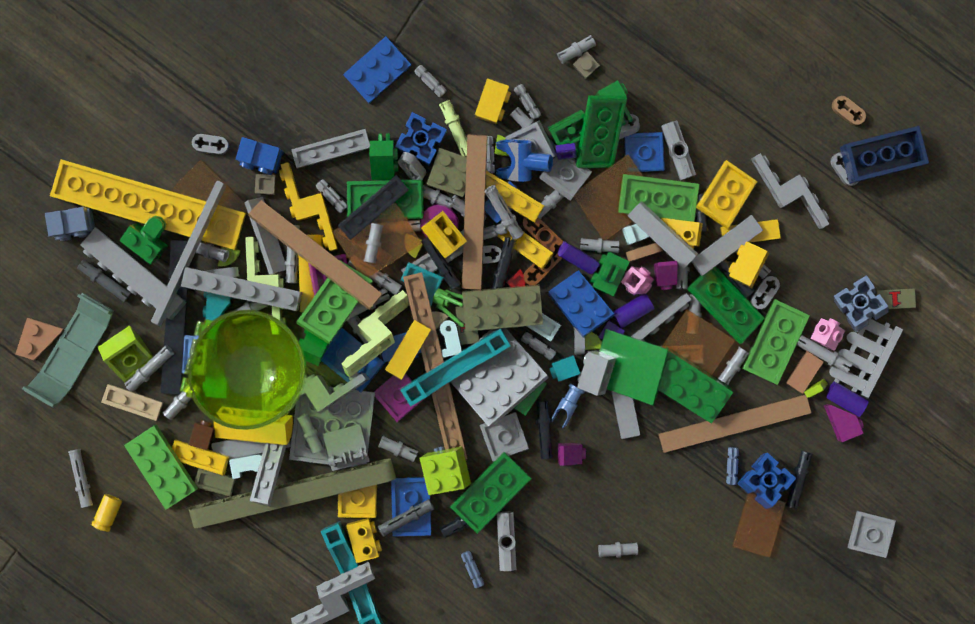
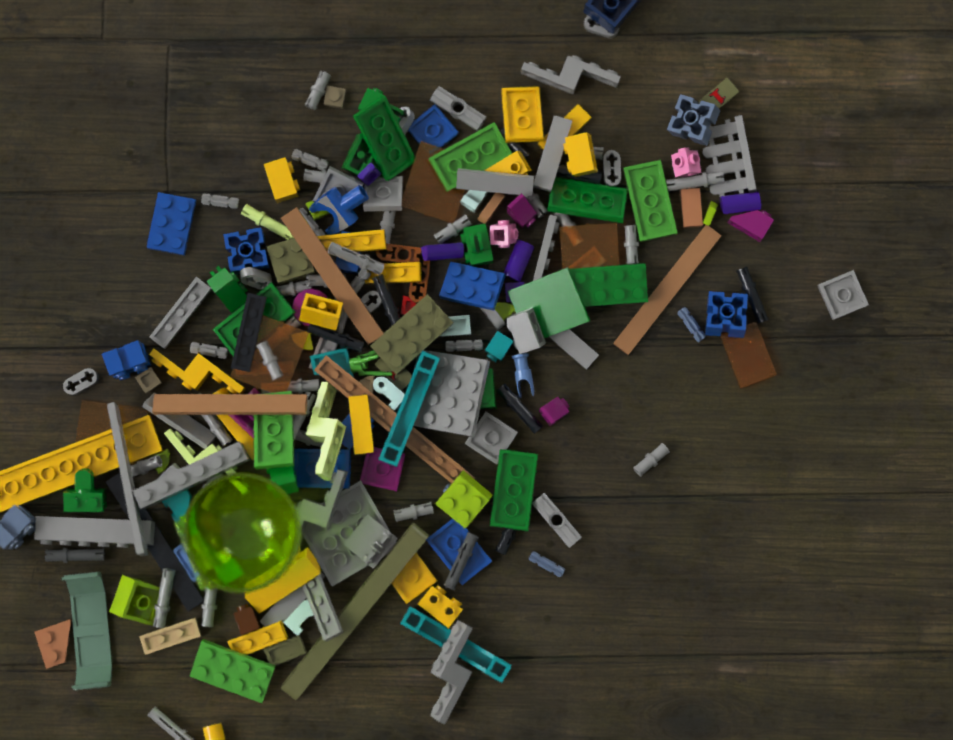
camera: 35 degrees left, 5 degrees down
(310, 433) = (332, 551): light grey pin -> none

